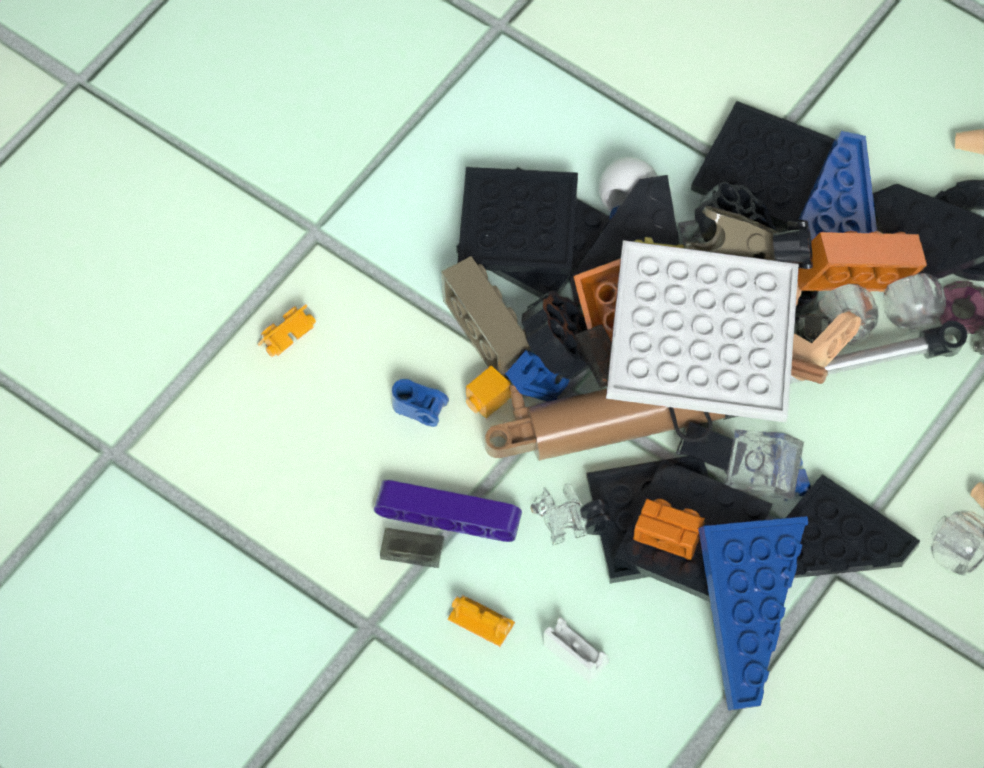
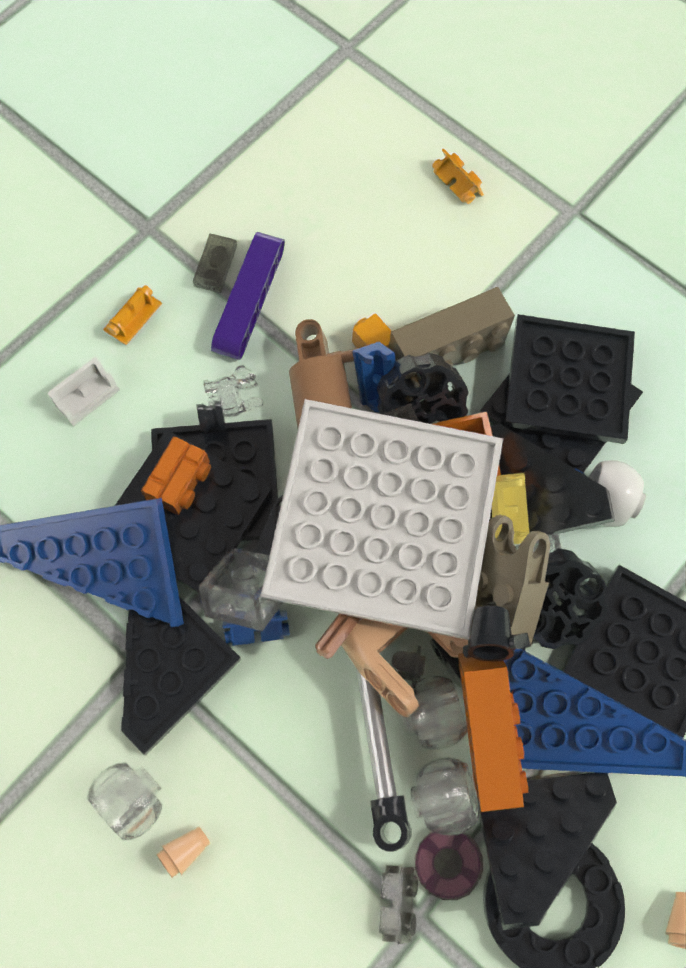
camera: 90 degrees right, 10 degrees up
(422, 406) = (366, 281): blue piece -> none

